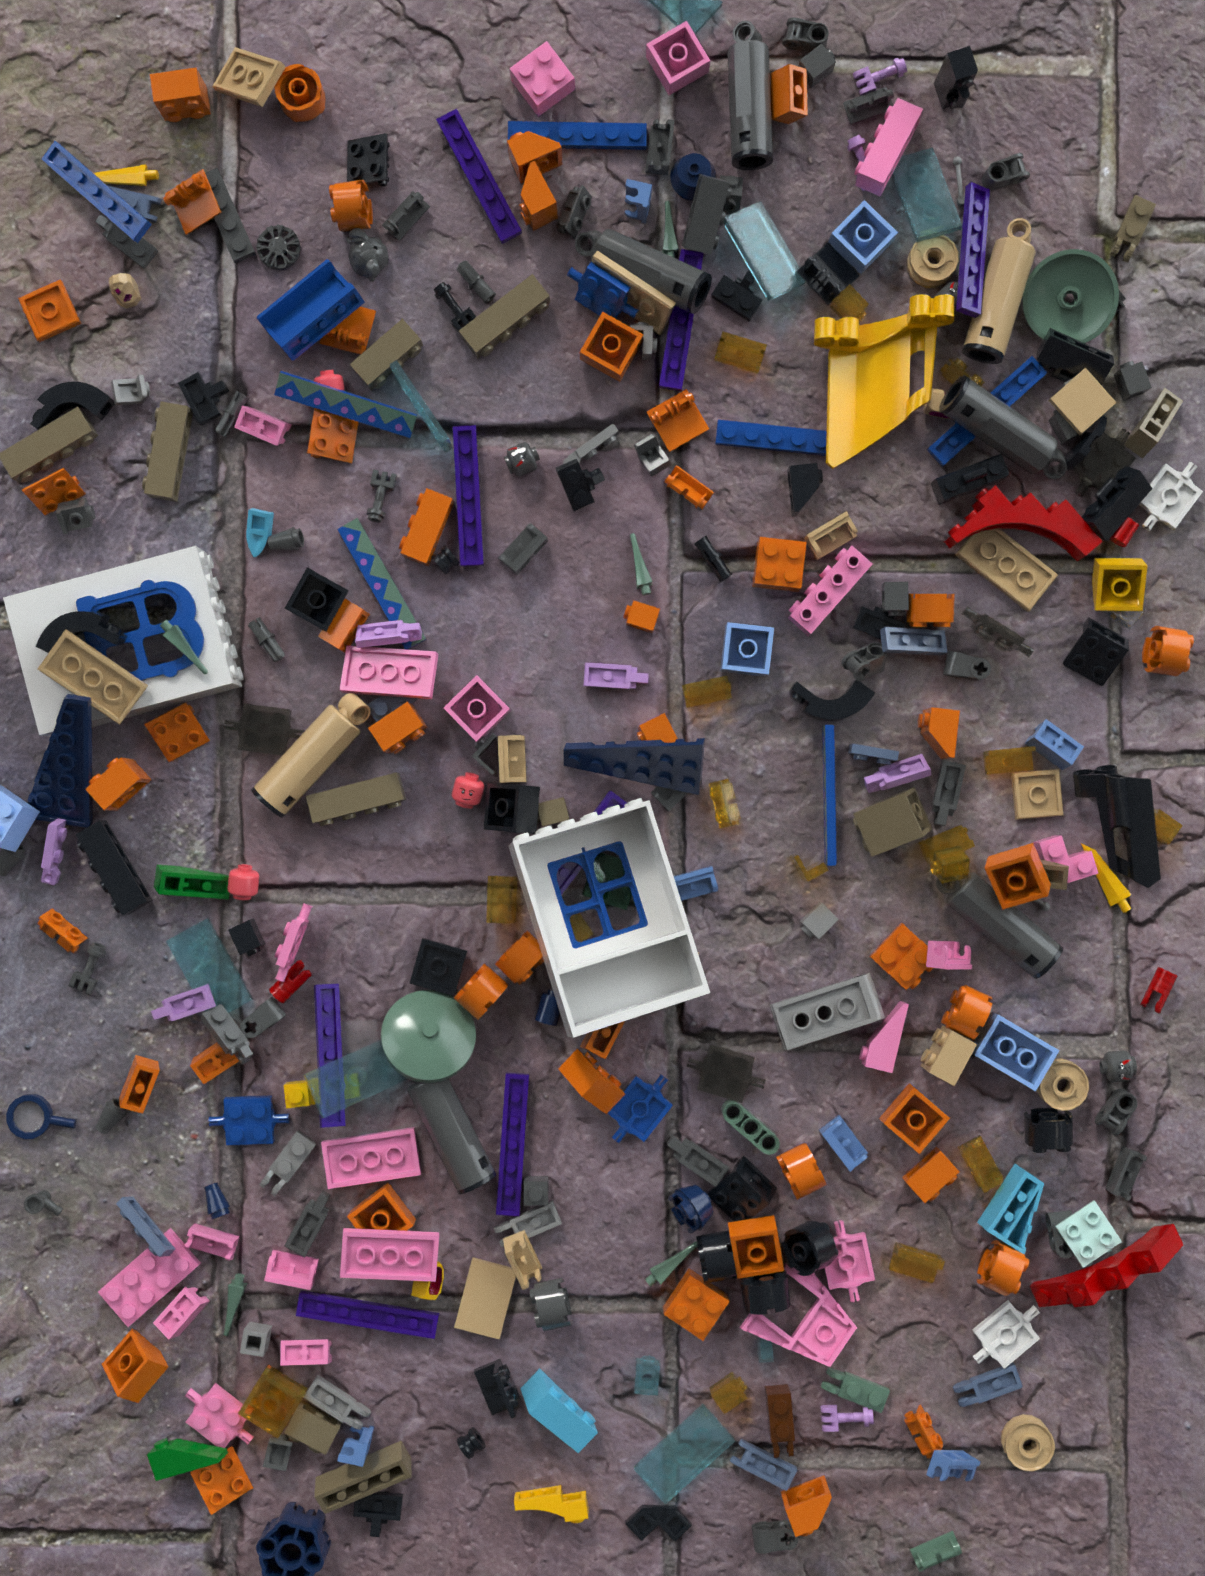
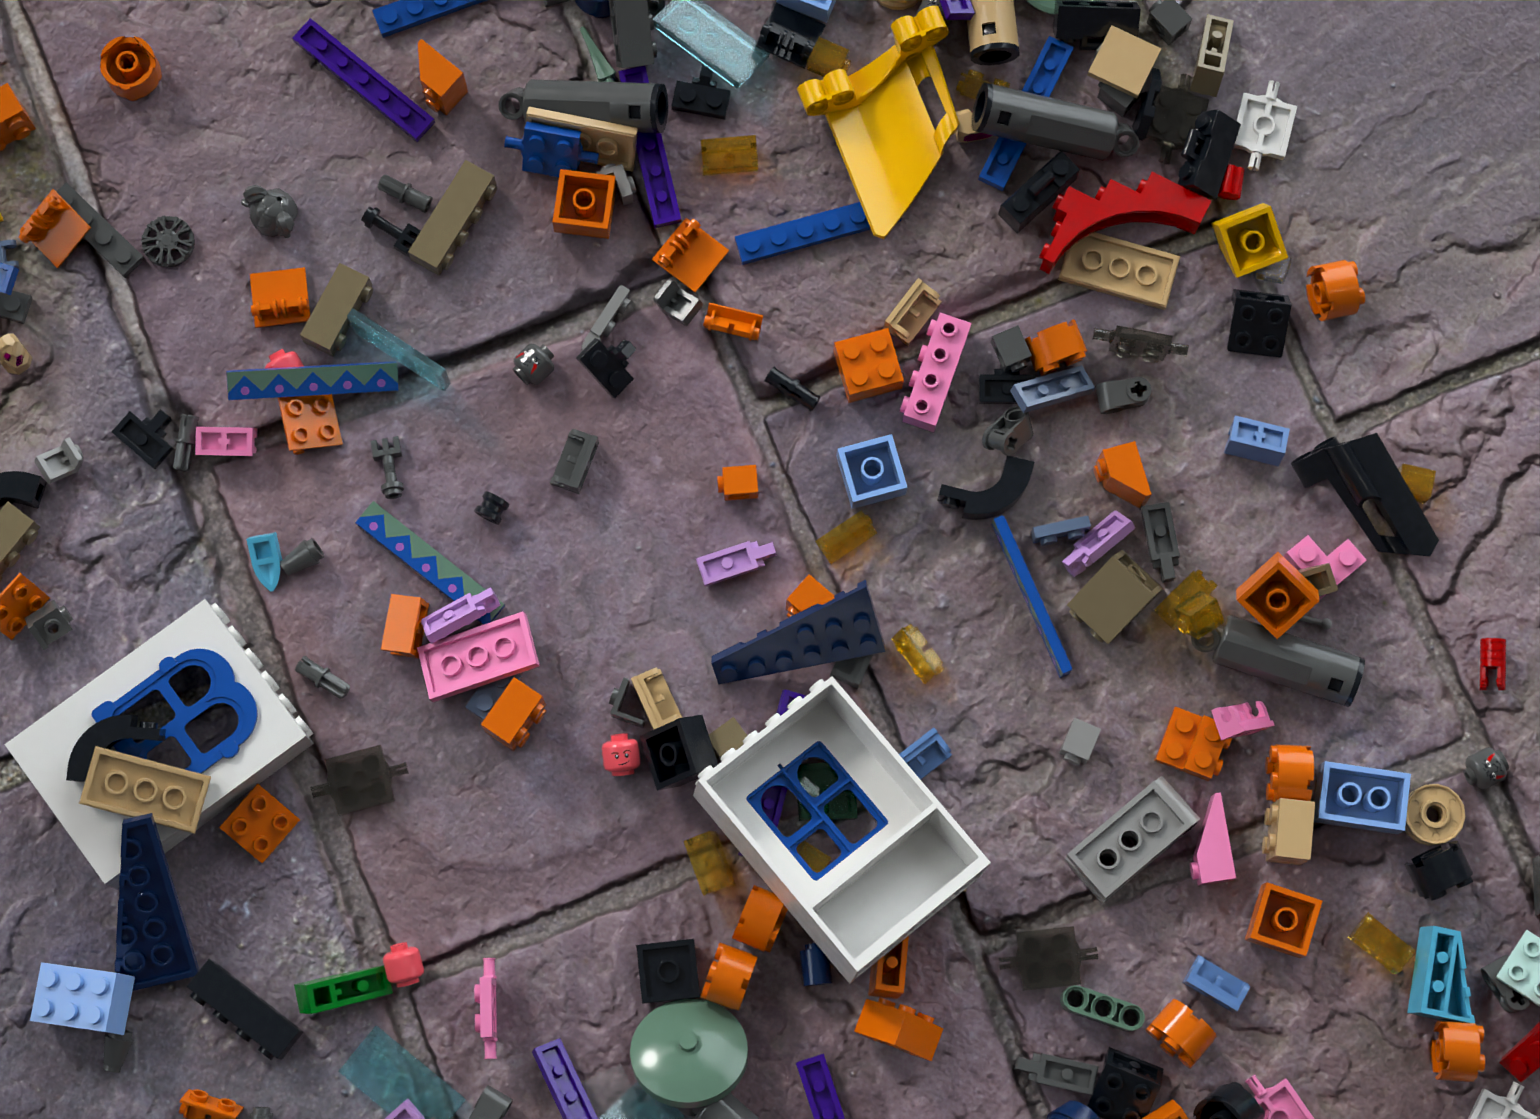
camera: 25 degrees left, 10 degrees down
(52, 851) = (167, 1020): lavender hinge -> none
(118, 783) = (214, 907): orange brick -> none
(168, 451) = (129, 512): dark tan brick -> none
(176, 637) = (221, 707): sand green piece -> none
(247, 937) = (432, 1027): black brick -> none
(248, 76) = (66, 72): tan tile -> none
(284, 990) = (499, 1069): red hinge -> none
(310, 309) = (232, 294): blue panel -> none
(311, 755) = (426, 785): tan piece -> none
(316, 599) = (363, 608): black slope -> none
(351, 205) = (235, 164): orange brick -> none
(355, 798) = (496, 815): dark tan brick -> none
(368, 159) = (232, 110): black hinge -> none
(406, 215) = (298, 152): dark grey hinge -> none
(426, 526) = (455, 480): orange brick -> none
(468, 496) = (489, 428): dark purple plate -> none
(477, 709) = (595, 658): bright pink brick -> none
(531, 147) = (410, 26): orange slope -> none
(579, 202) = (485, 65): dark grey hinge -> none
(639, 195) = (550, 32): medium blue hinge -> none
(640, 1108) = (967, 1040): blue plate -> none
(643, 577) = (722, 440): sand green piece -> none
(802, 483) = (857, 267): black slope -> none
(811, 871) = (1038, 691): clear yellow panel -> none
(915, 1262) = (1358, 1090): clear yellow panel -> none
(931, 1175) = (1331, 979): orange brick -> none
(1008, 760) = (1214, 477): clear yellow panel -> none
(1037, 794) = (1262, 503): tan tile -> none
(1112, 887) = (1389, 571): yellow bar -> none
(1115, 1112) = (1507, 822): dark grey piece -> none

